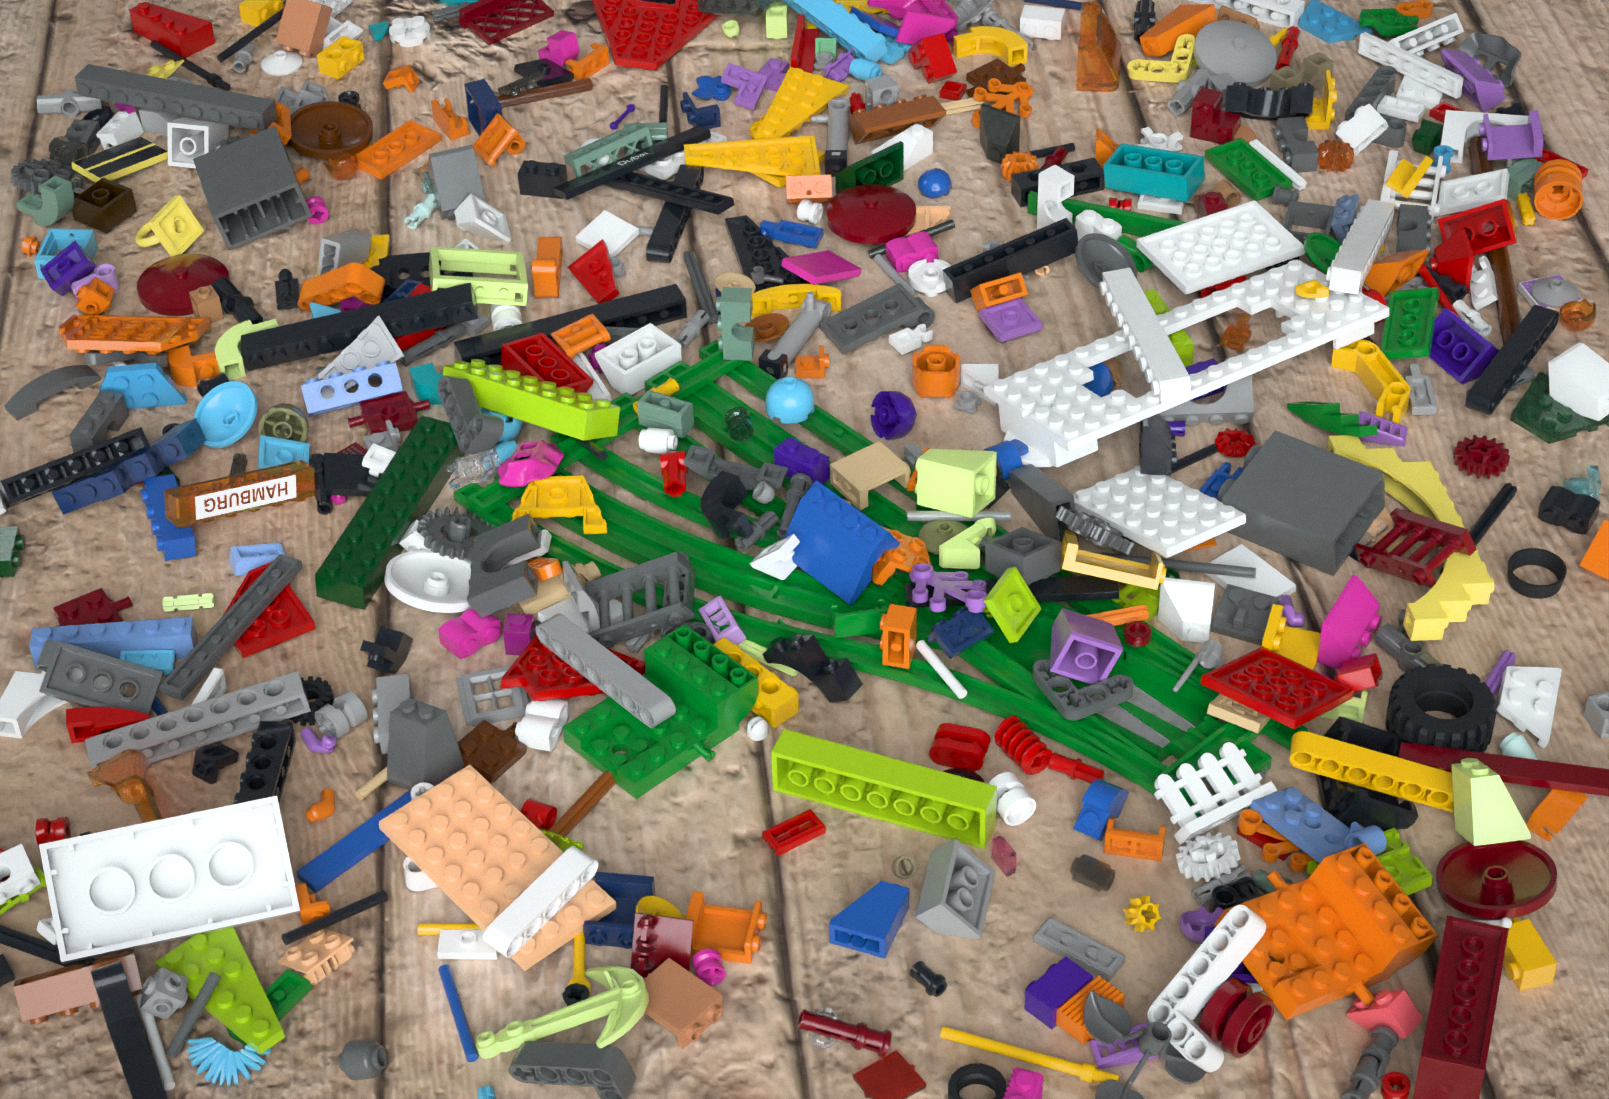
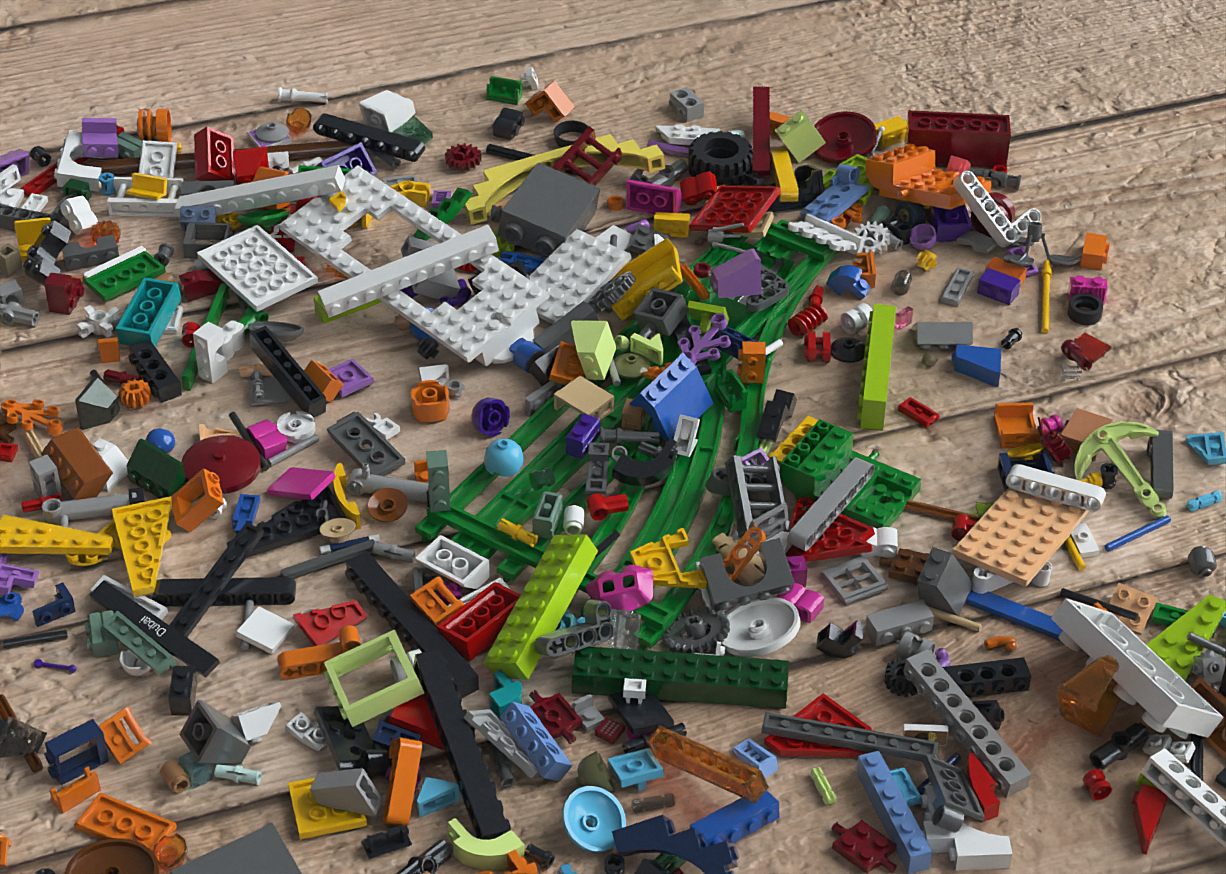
camera: 105 degrees left, 0 degrees up
(1589, 485) = (479, 119): clear light blue panel -> none

